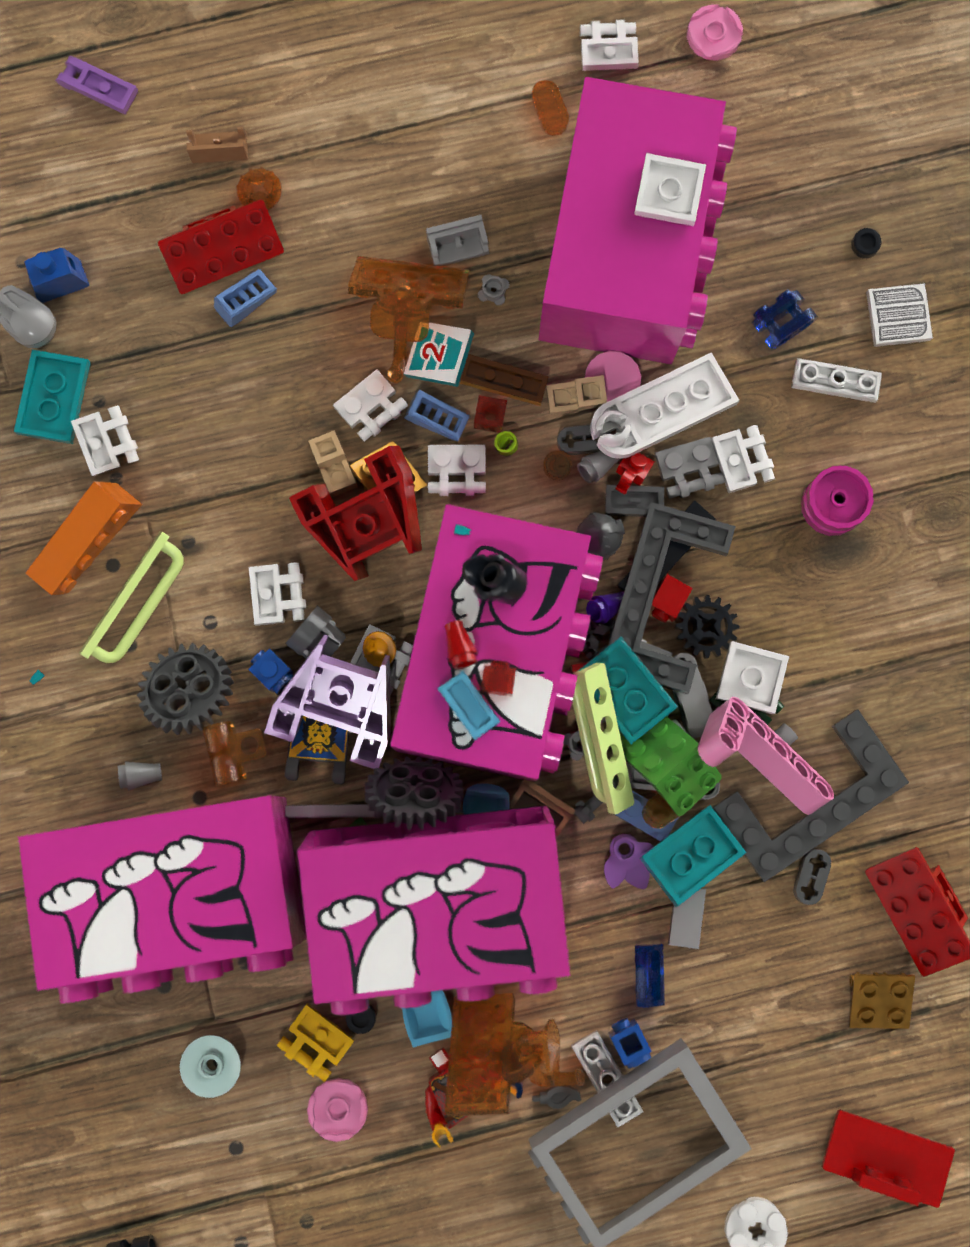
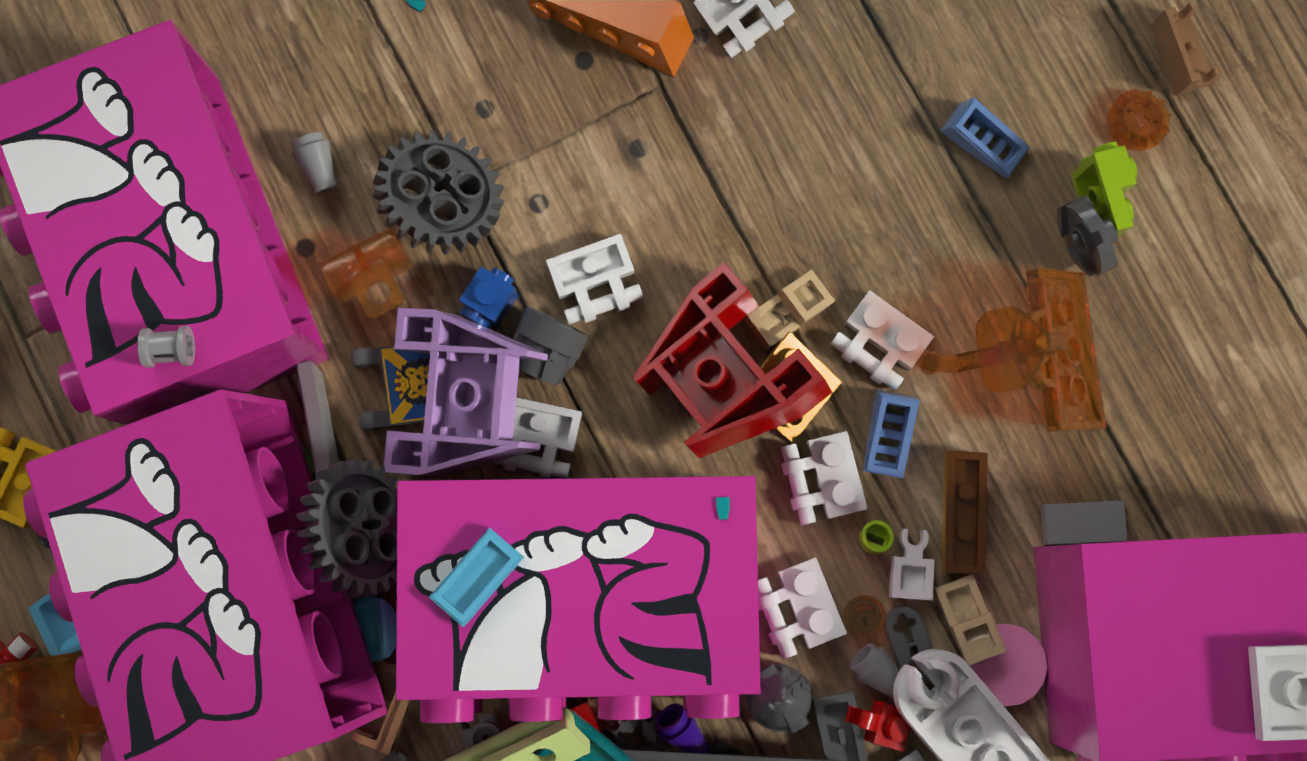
camera: 70 degrees right, 0 degrees up
(159, 544) = (468, 58): yellowish green piece -> none
(220, 245) = (1047, 88): red bracket -> none
(257, 884) = (166, 347): none -> light grey bush
(305, 229) = (1104, 181): none -> lime plate
(334, 244) = (1089, 235): none -> dark grey plate
(377, 646) = (551, 430): light orange hat -> none
(440, 355) = (974, 418): tile -> none
(457, 241) = (1142, 403): light grey hinge -> none
(459, 646) = (554, 545): red cone -> none
(486, 406) = (923, 502): clear red plate -> none
(493, 282) = (1096, 460): light grey plate -> none
(495, 578) = (662, 571): black head -> none
(498, 678) = (520, 610): clear red plate -> none
(529, 302) = (1083, 522): none -> light grey tile
(537, 425) = (911, 575): none -> white plate
(543, 499) = (810, 602): none -> white plate

